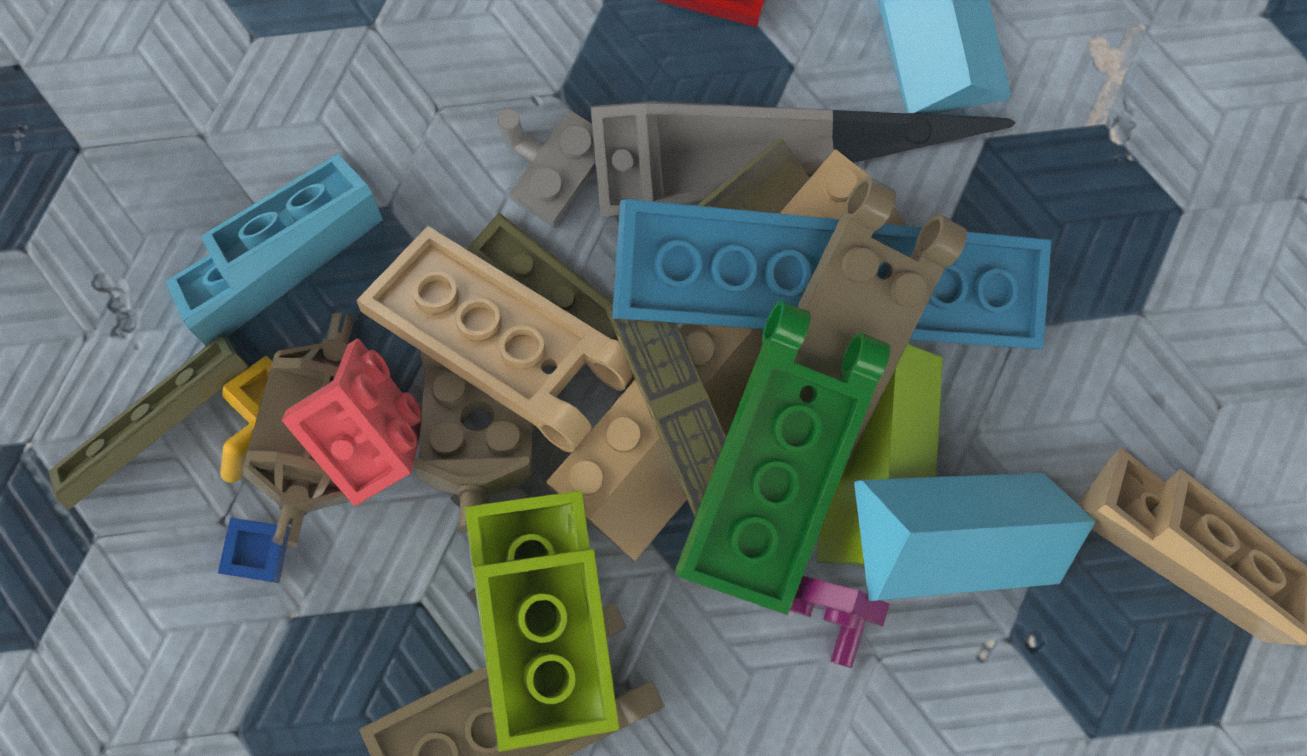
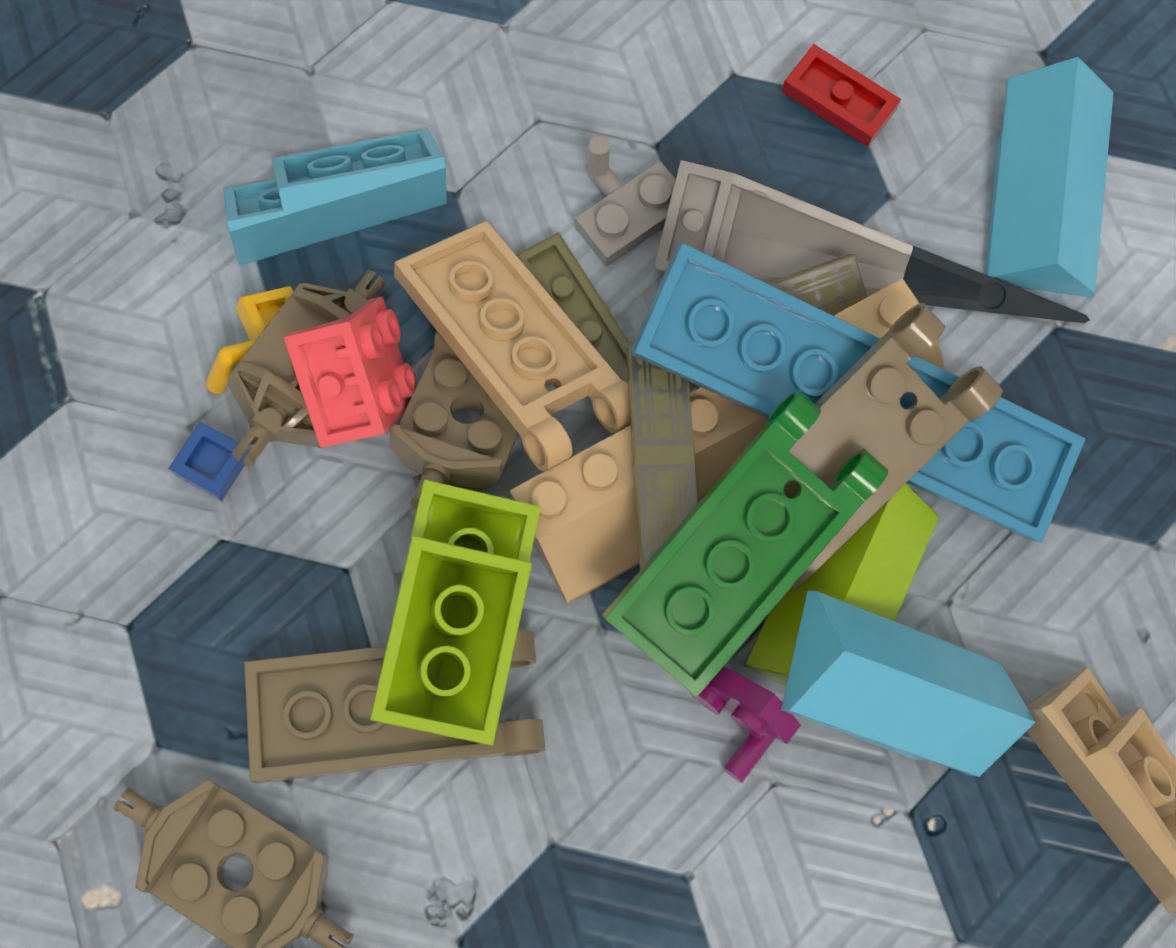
camera: 15 degrees right, 5 degrees down
(146, 421) = (156, 306): olive tile -> none

